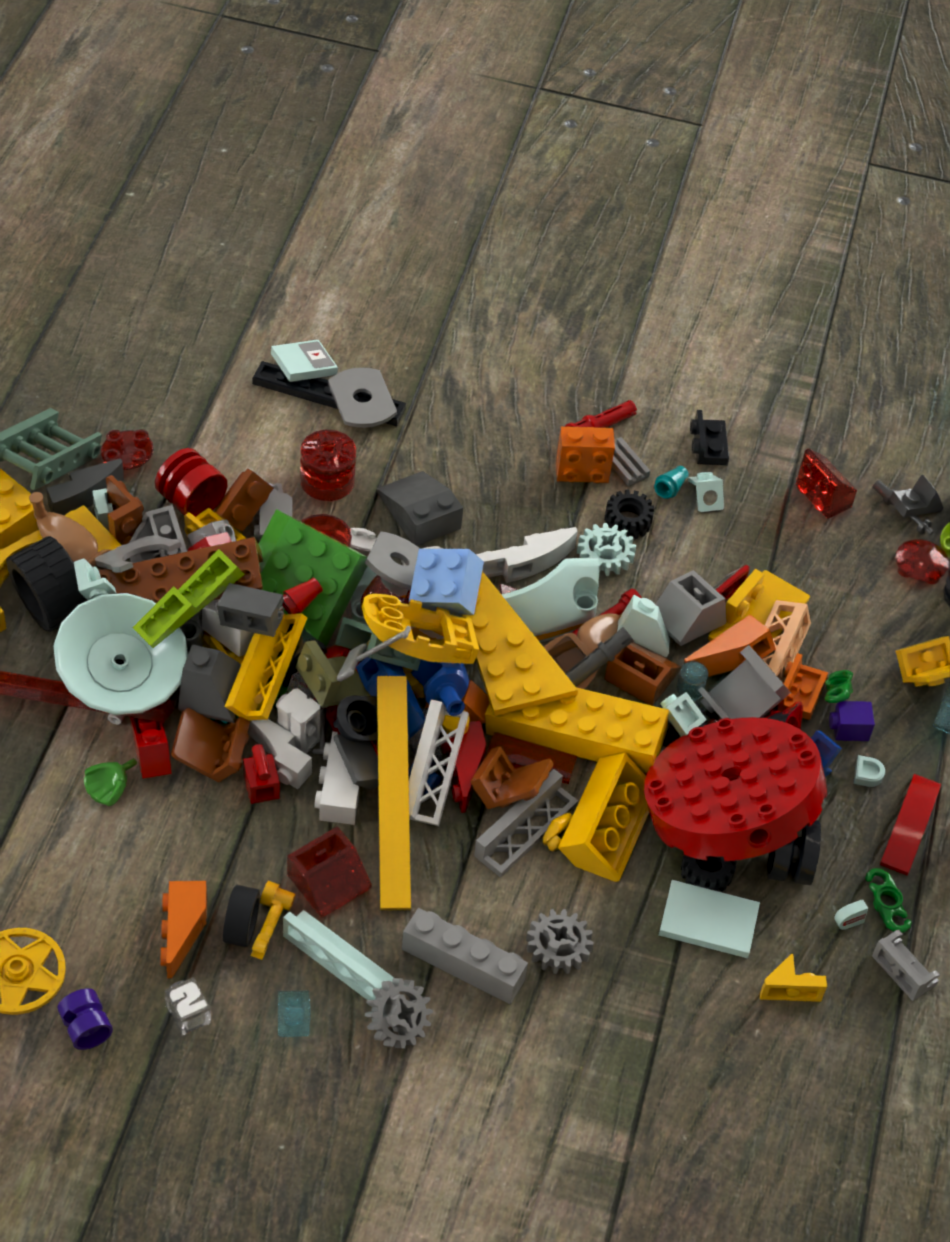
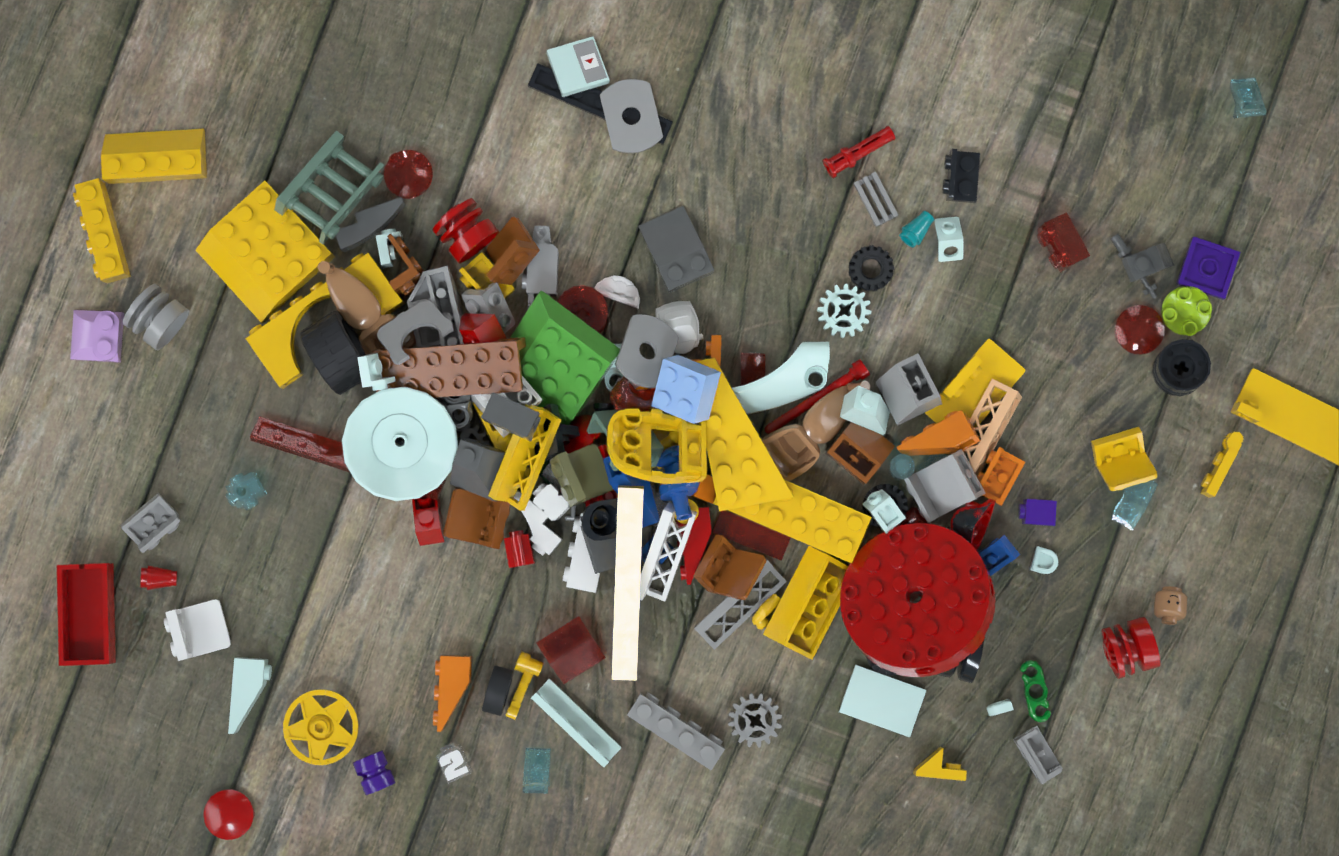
camera: 10 degrees right, 35 degrees up
(107, 781) = (391, 545): bright green piece -> none
(182, 604) = (458, 401): lime slope -> none
(300, 596) = (555, 396): red cone -> none
(327, 465) = (585, 220): clear red wheel -> none
(356, 654) = (597, 475): light grey piece -> none
(402, 1015) = (618, 783): light grey gear -> none
(535, 555) = (781, 313): white slope -> none
(585, 454) = (836, 204): orange brick -> none
(600, 656) = (823, 451): dark grey pin -> none
(732, 582) = (947, 356): red slope -> none
(838, 686) = (1035, 486): green piece -> none
(910, 824) = (1072, 615): red slope -> none

